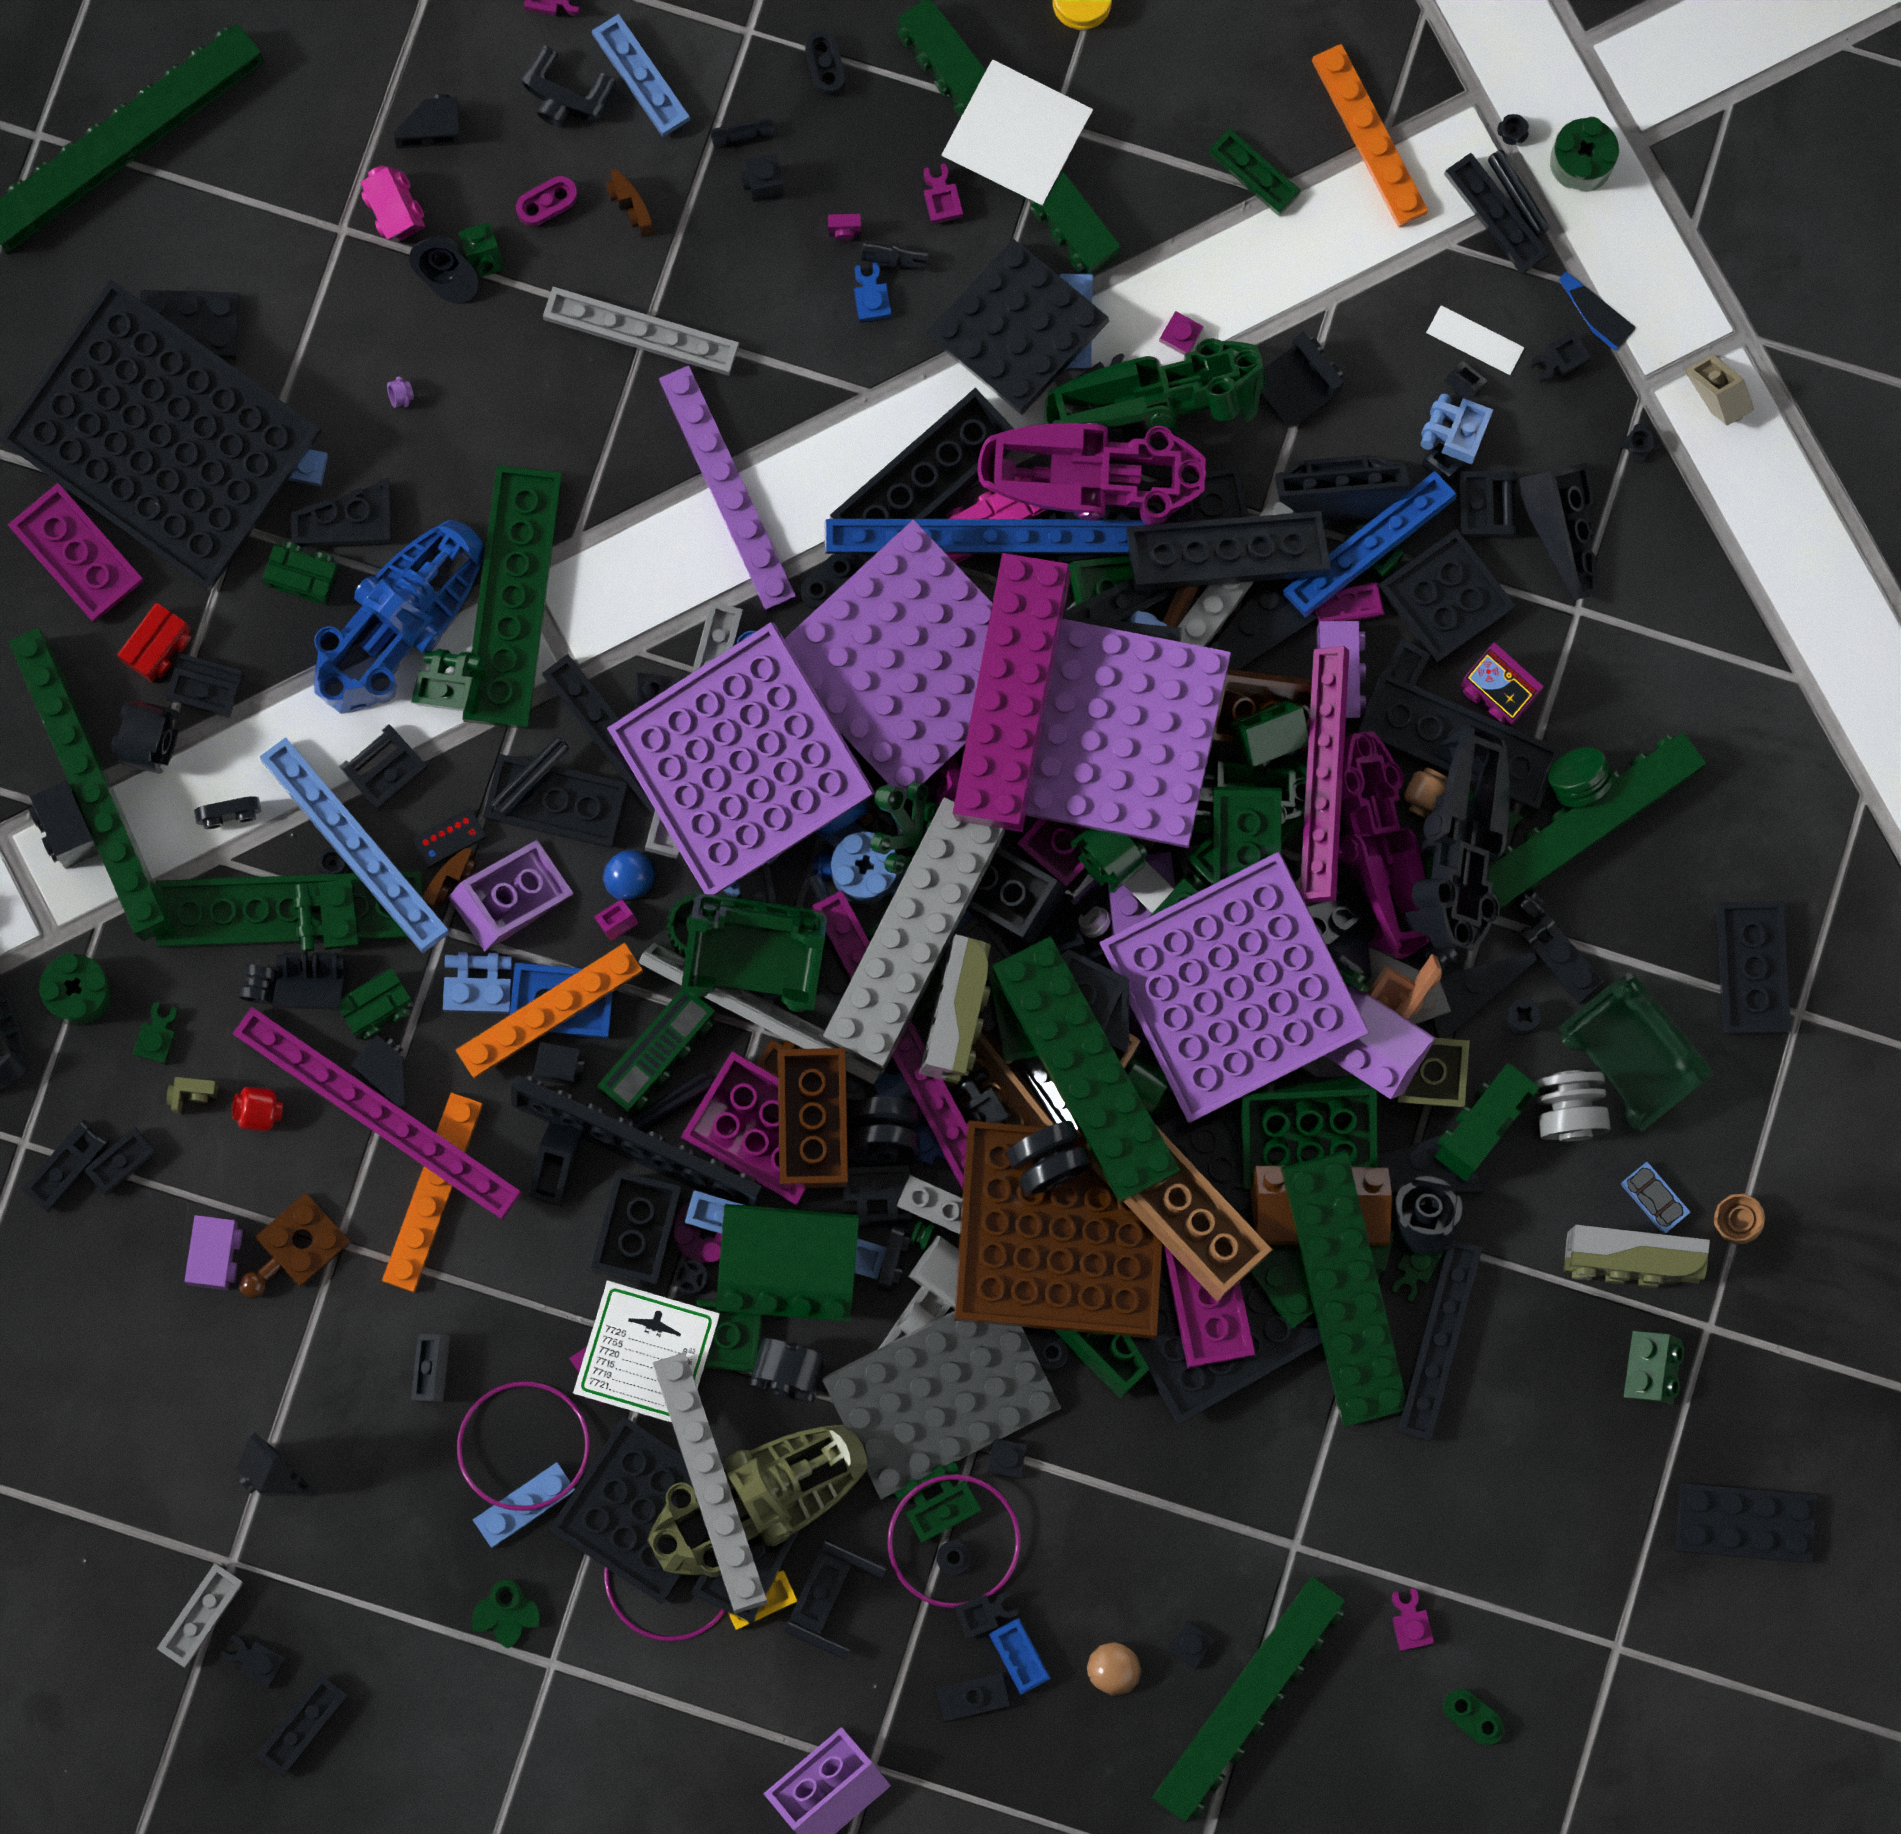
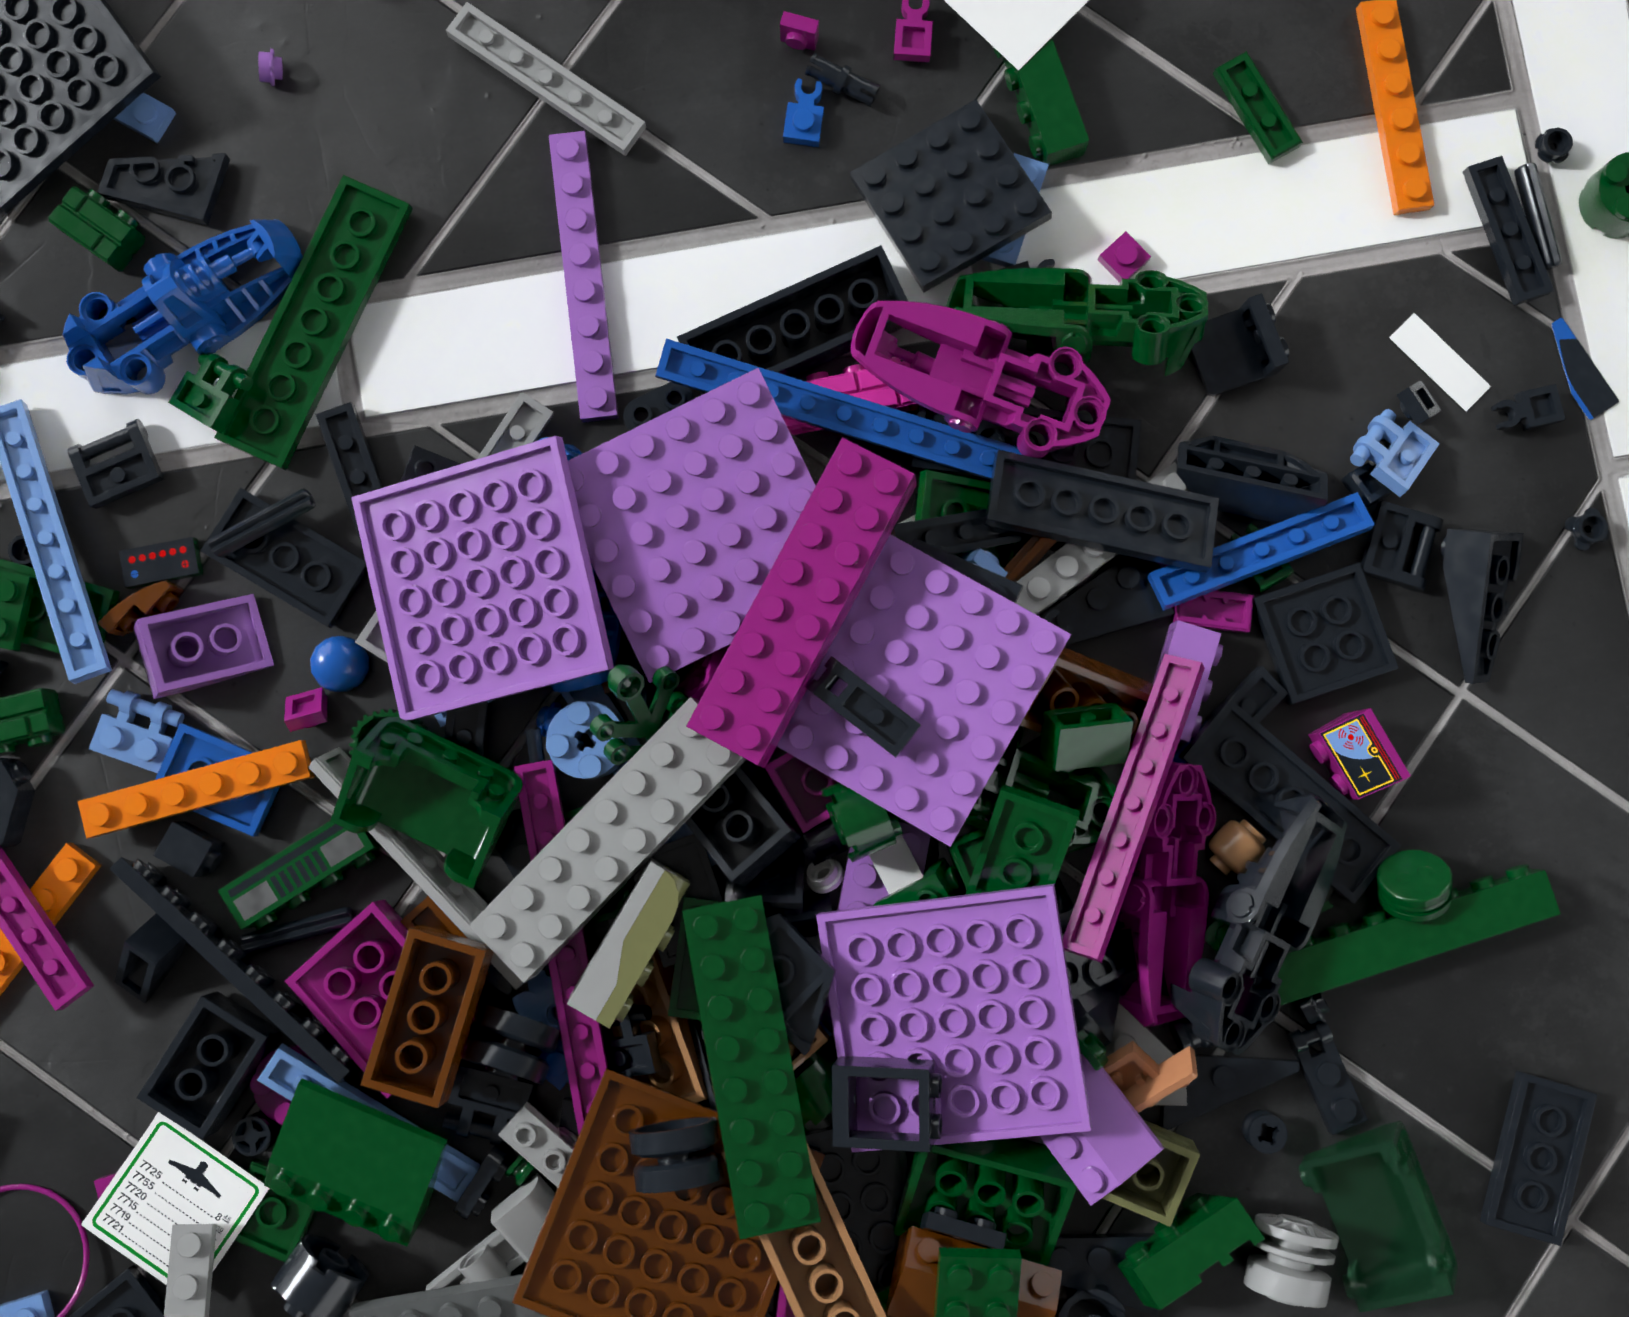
camera: 20 degrees right, 5 degrees up
(1087, 758) = (865, 708): none -> black plate
(1169, 1077) = (845, 1103): none -> black window
(1285, 1155) = (980, 1232): none -> black plate

